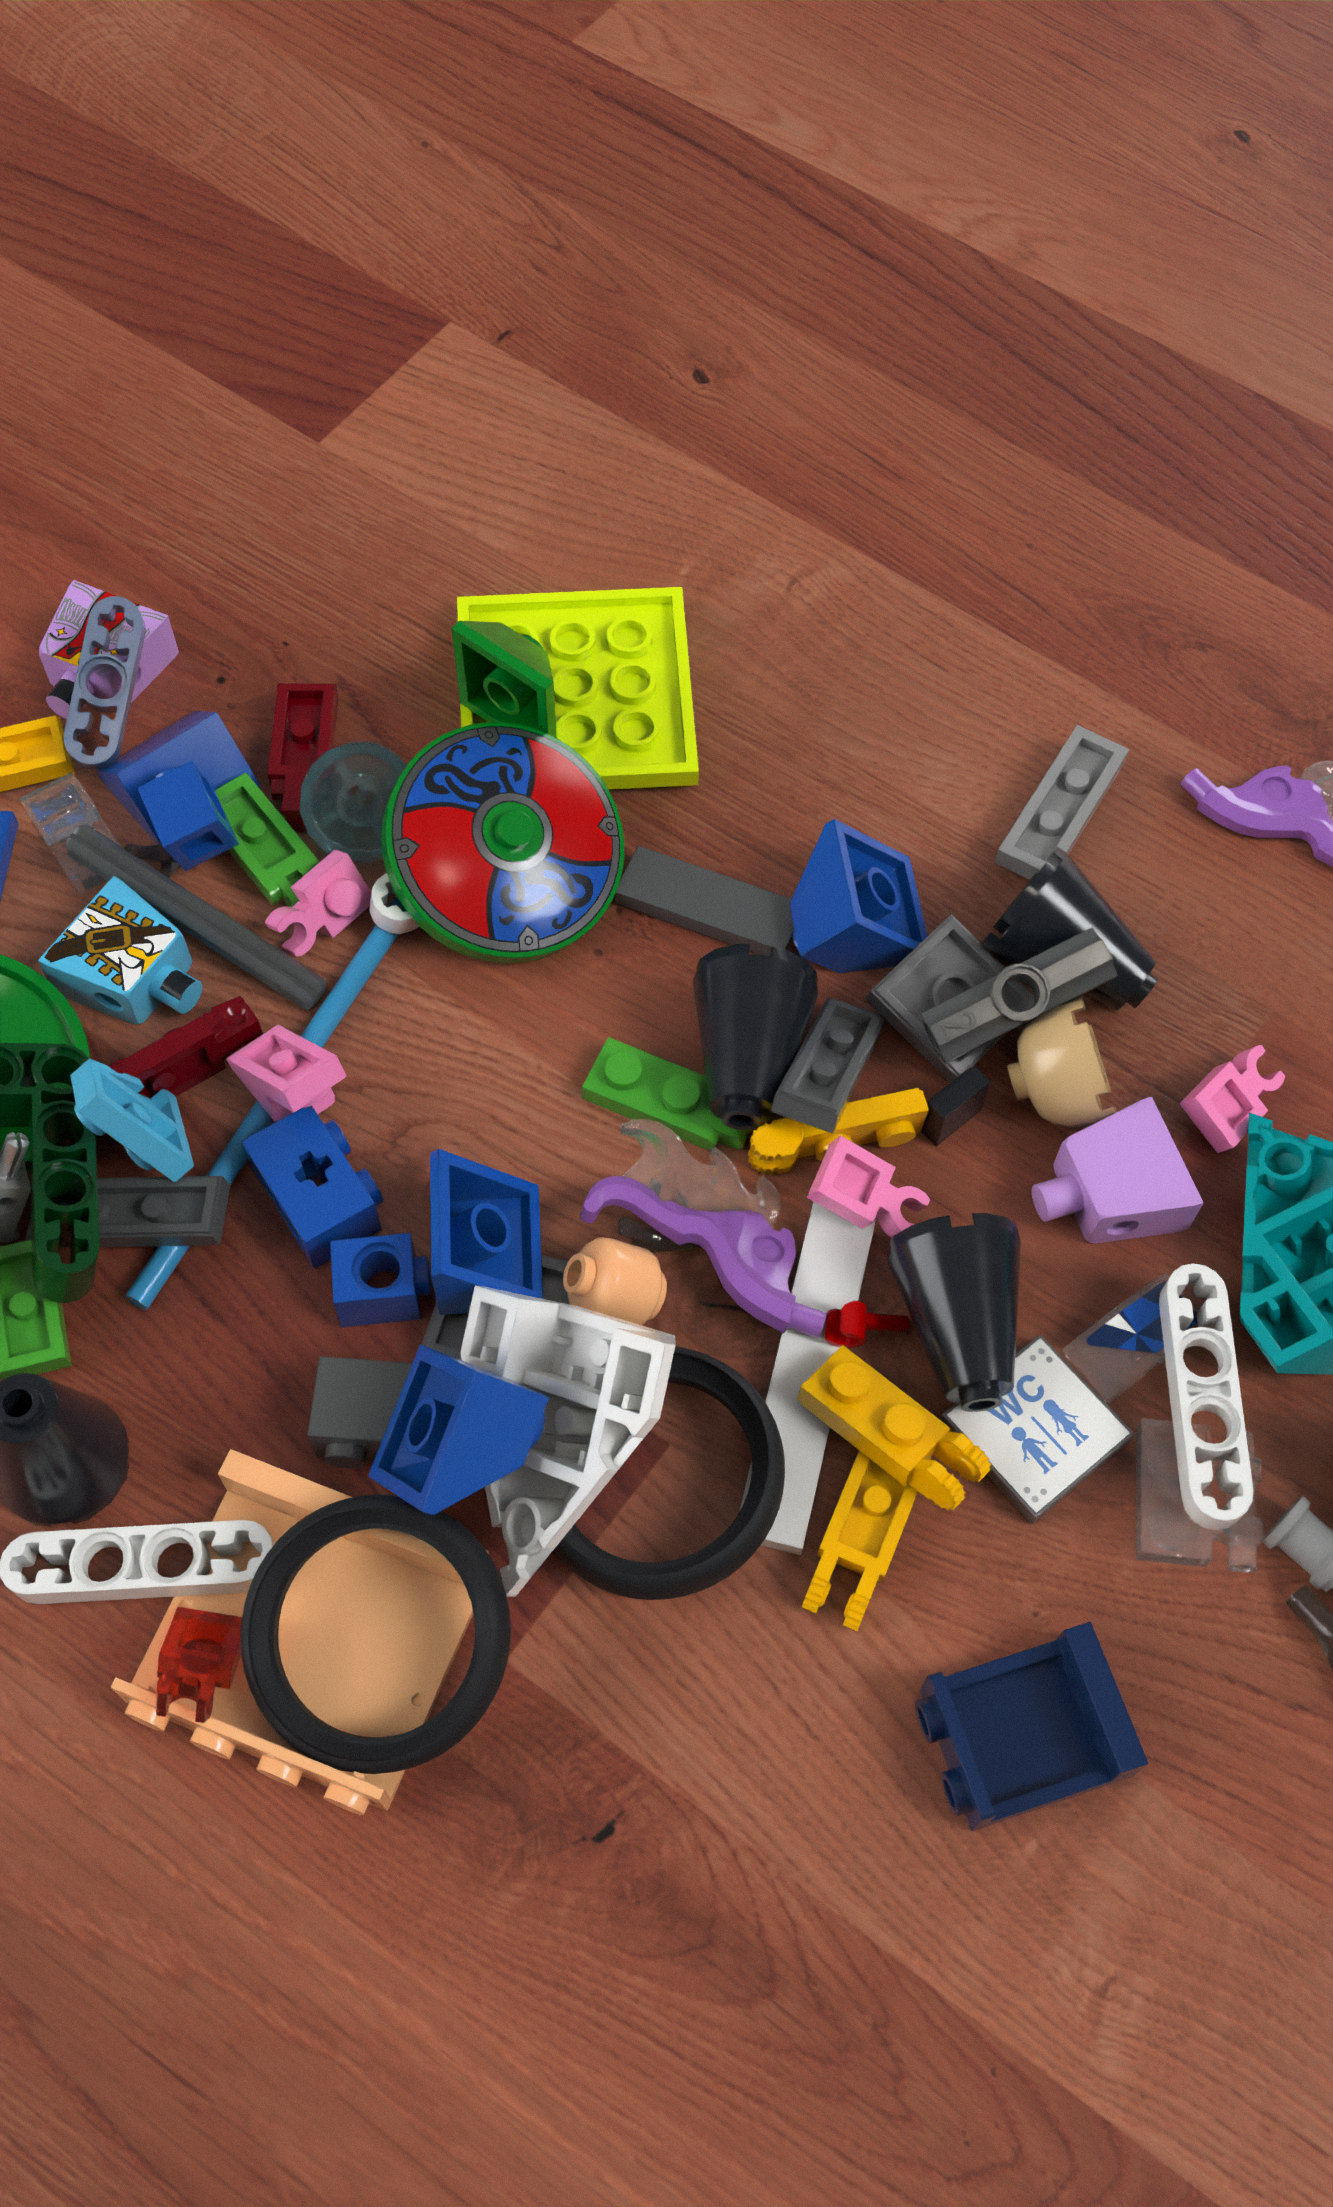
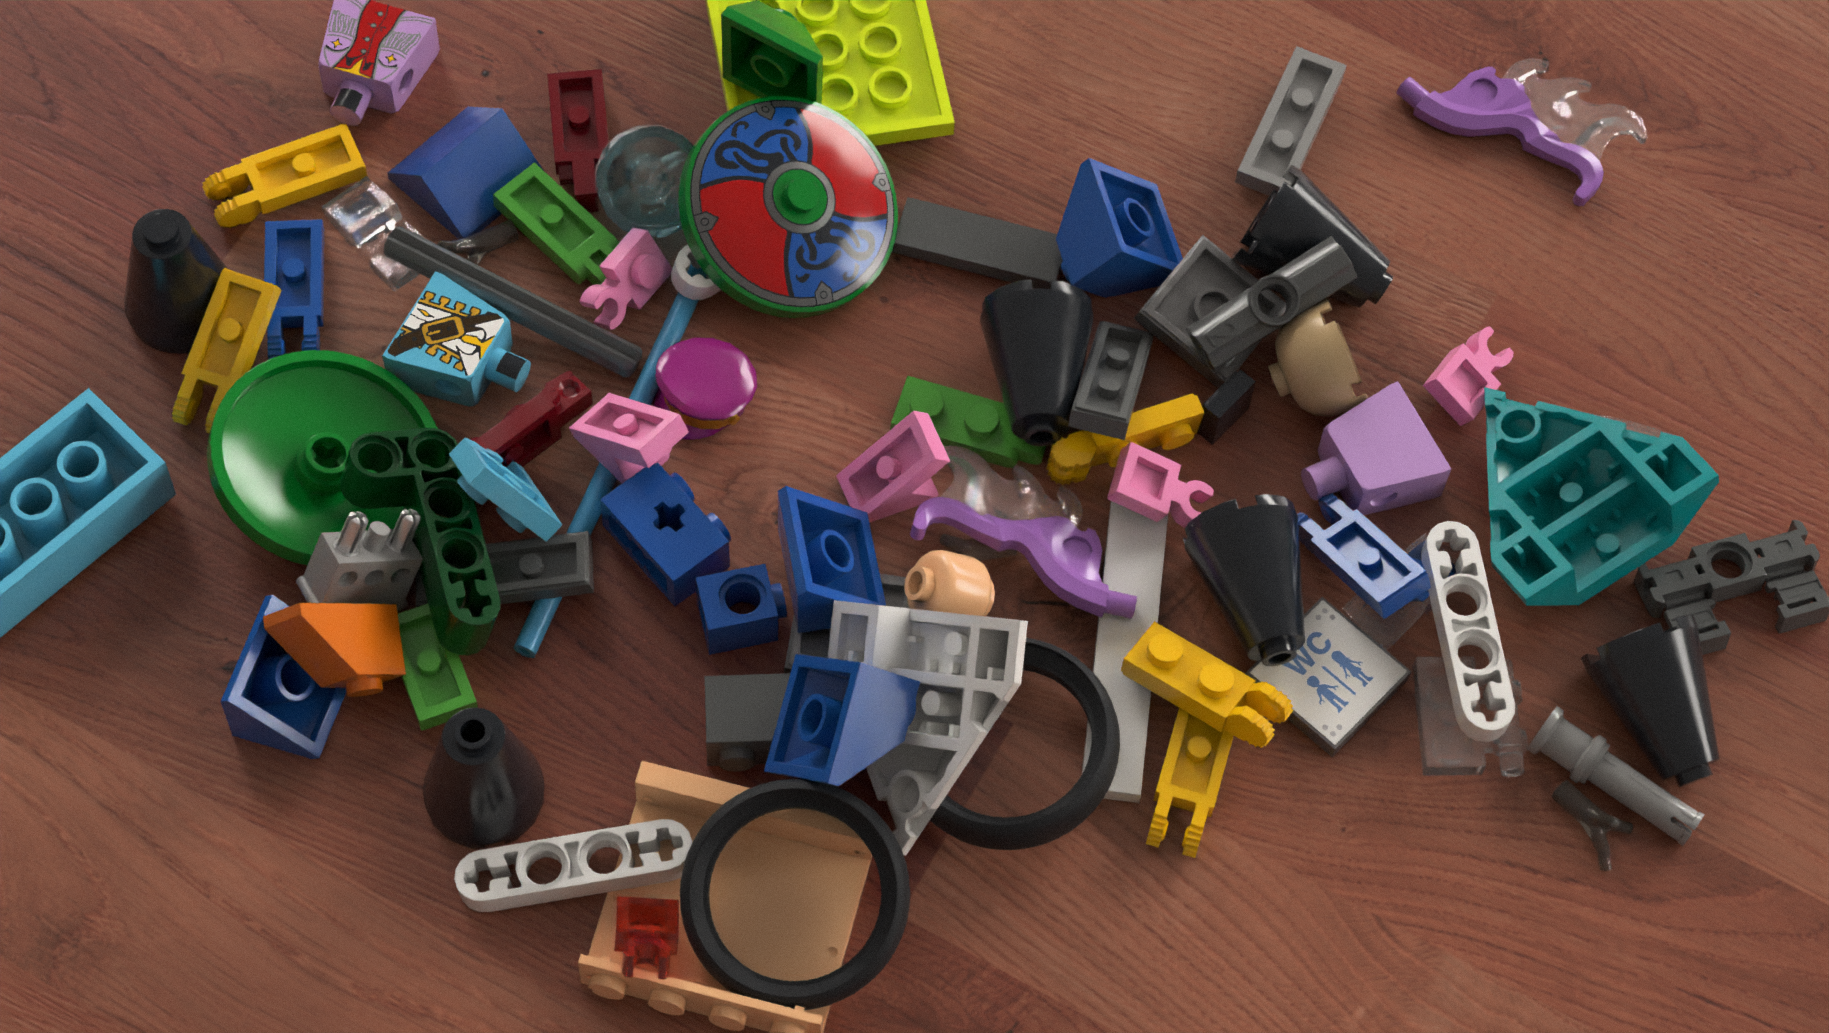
camera: 10 degrees left, 0 degrees up
(128, 644) = (409, 50): sand blue beam -> none
(187, 815) = (494, 208): blue brick -> none
(383, 1027) = (705, 384): none -> magenta piece
(577, 1140) = (896, 469): none -> bright pink slope
(851, 1322) = (1160, 602): red hand -> none
(1030, 1729) = (1349, 917): dark blue panel -> none
(1092, 1296) = (1363, 557): none -> hinge

